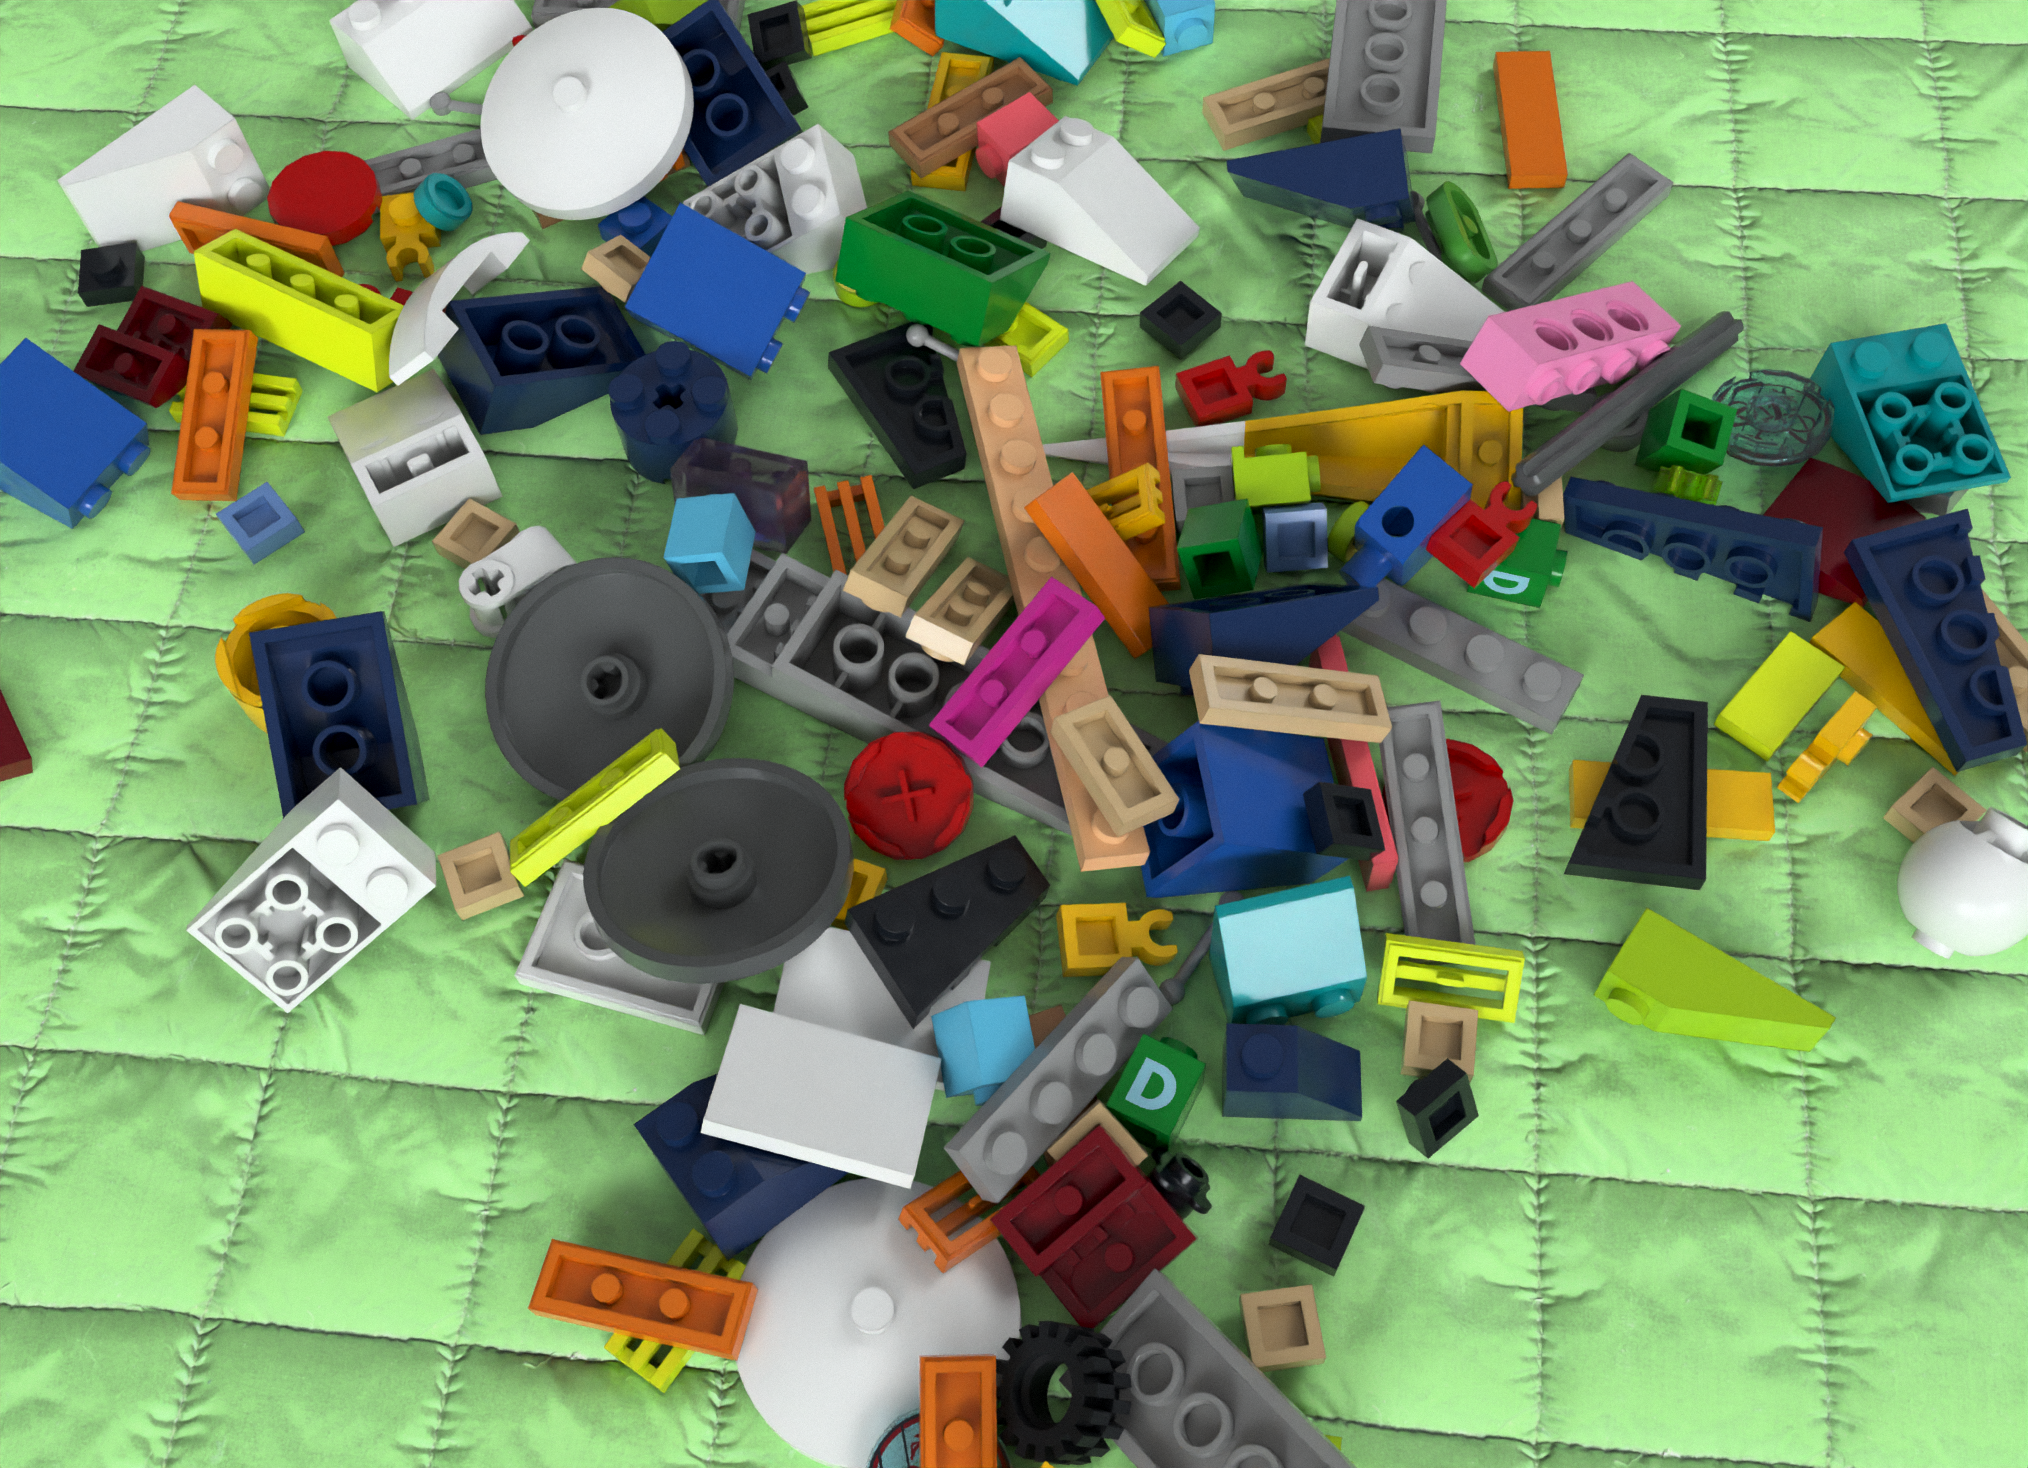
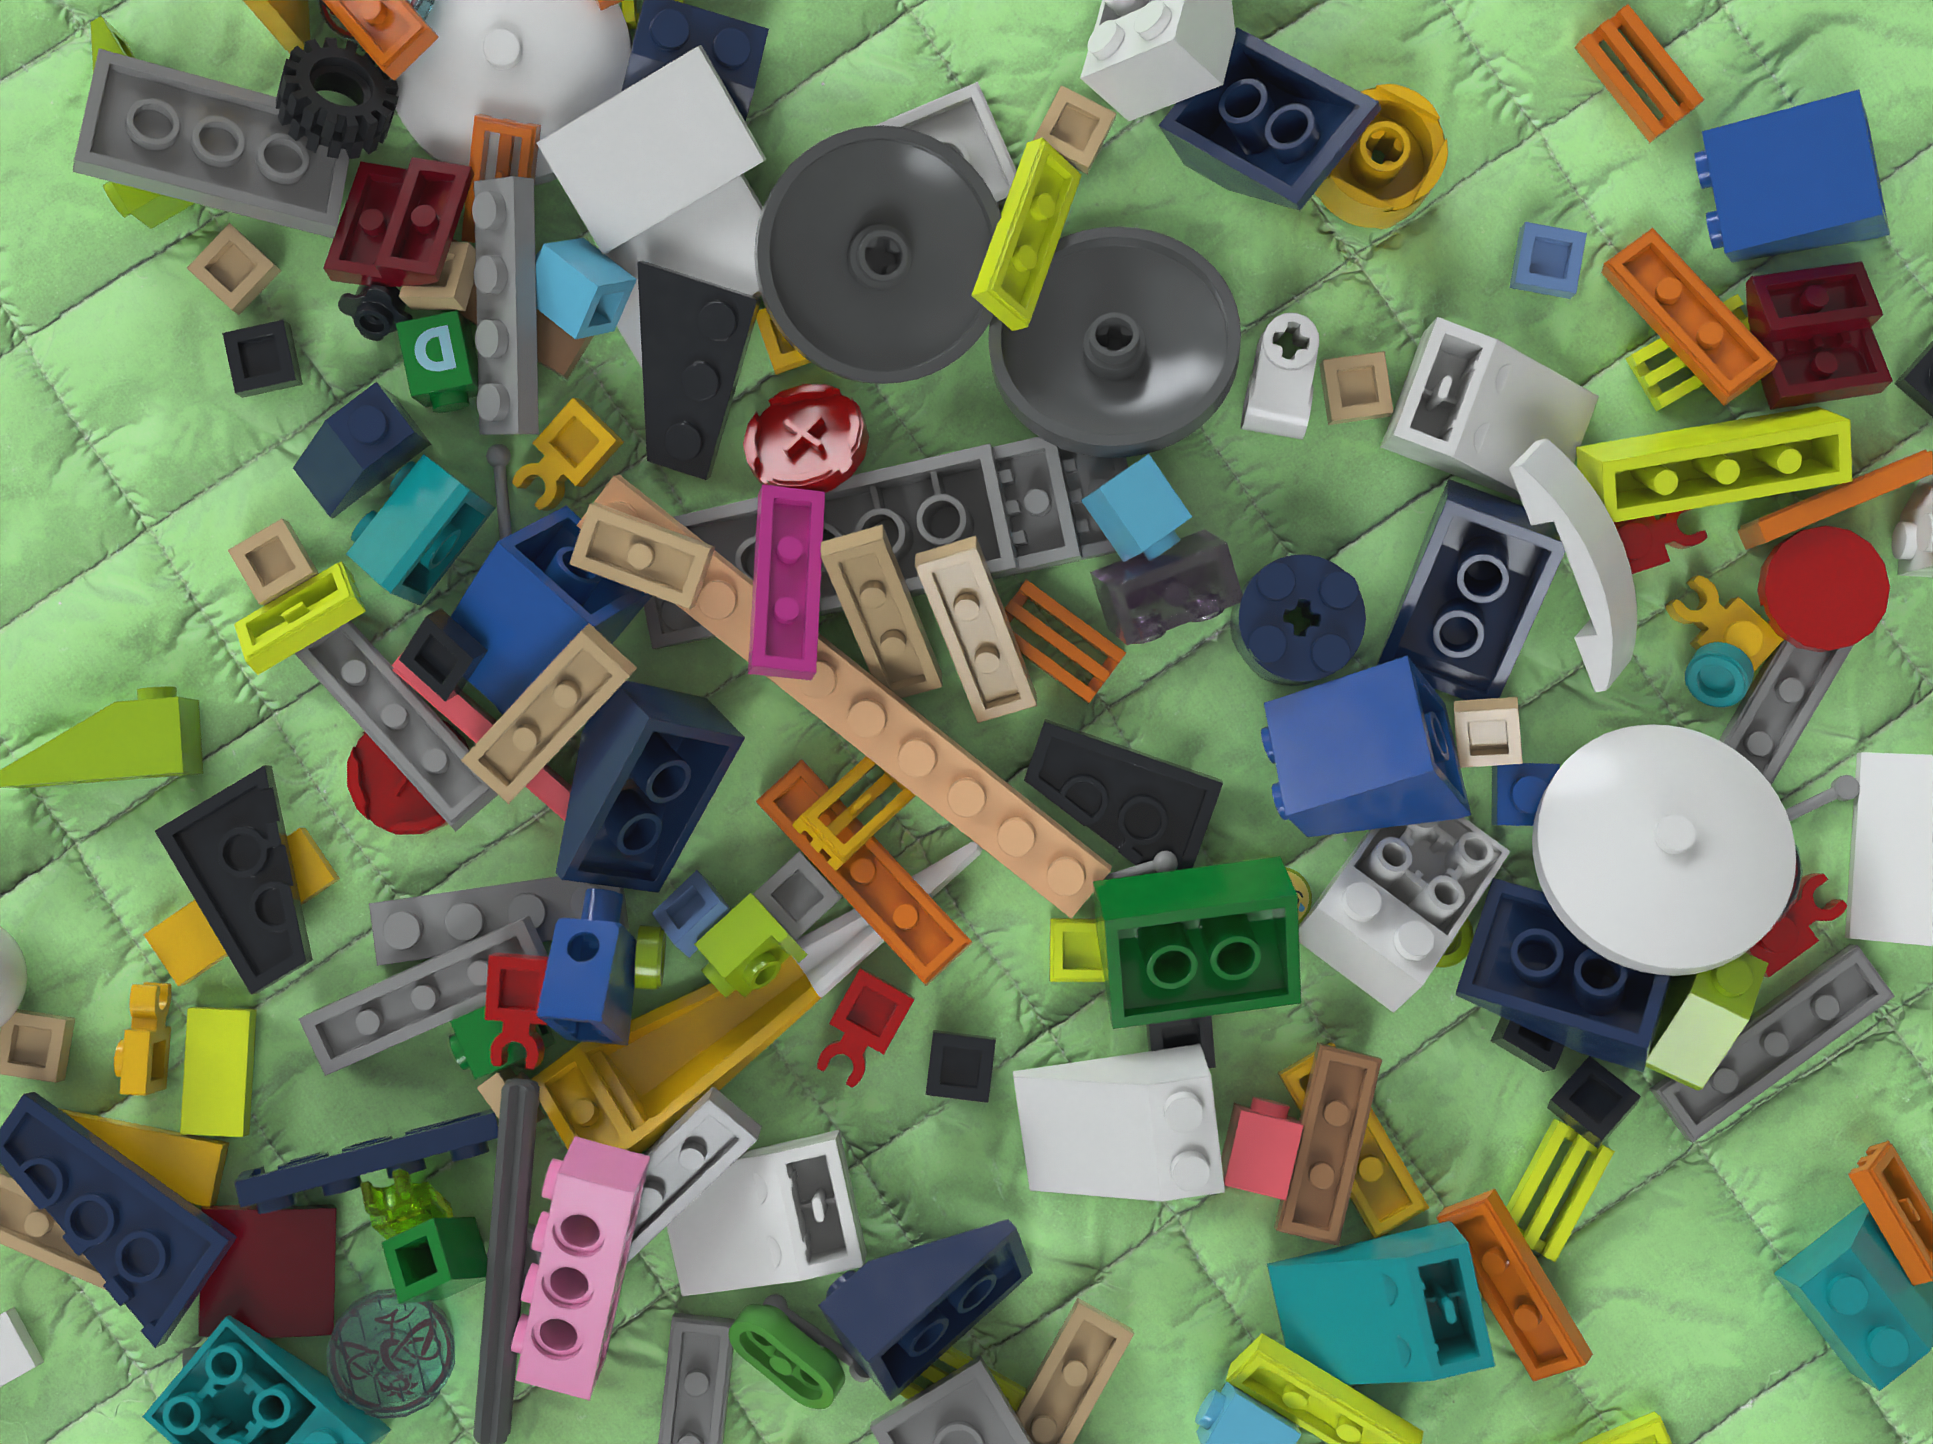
camera: 135 degrees right, 25 degrees up
(50, 603) = (1657, 60): none -> orange tile
(1098, 560) = (817, 749): orange tile -> none
(1220, 549) = (734, 843): green brick -> none
(1437, 1108) = (240, 506): black plate -> none
(1563, 622) = (412, 999): none -> light grey plate

